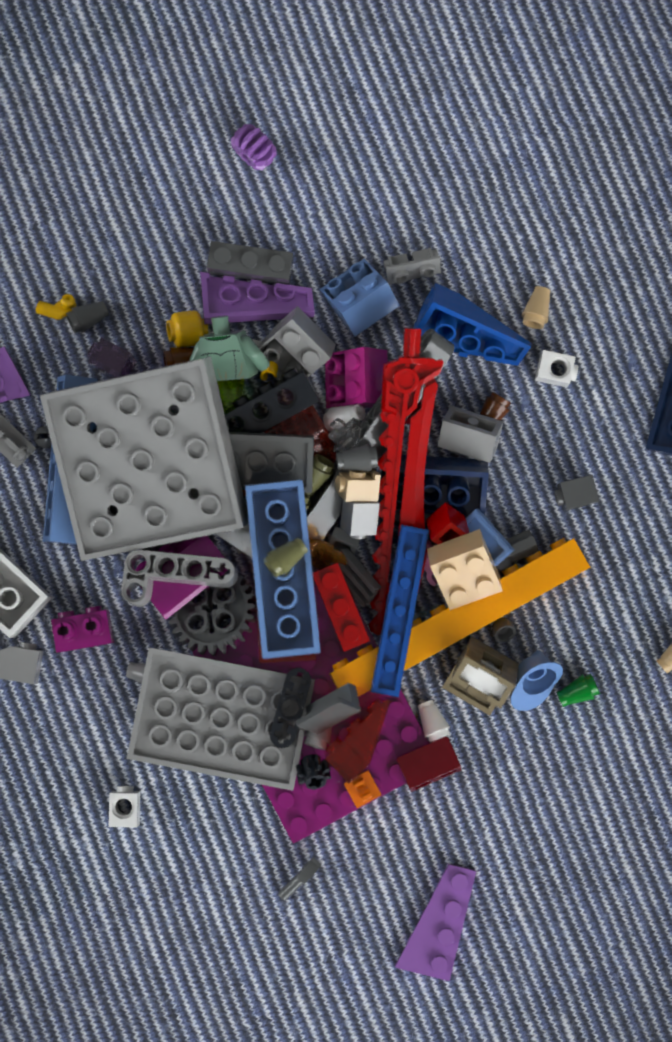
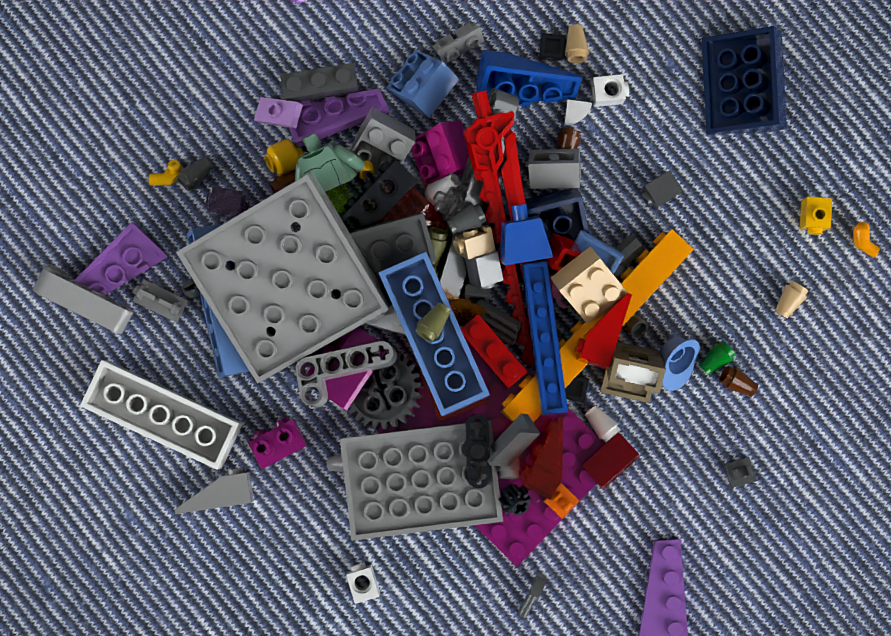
camera: 15 degrees left, 0 degrees up
(196, 279) = (278, 112): none -> lavender plate
(411, 498) = (523, 238): none -> blue torso
(417, 676) = (577, 389): none -> black tile
(458, 632) = (601, 340): none -> red slope
(510, 302) = (552, 47): none -> black tile
(514, 379) = (576, 111): none -> white tile
(563, 820) = (739, 472): none -> dark grey tile
(591, 722) = (737, 381): none -> reddish brown cone

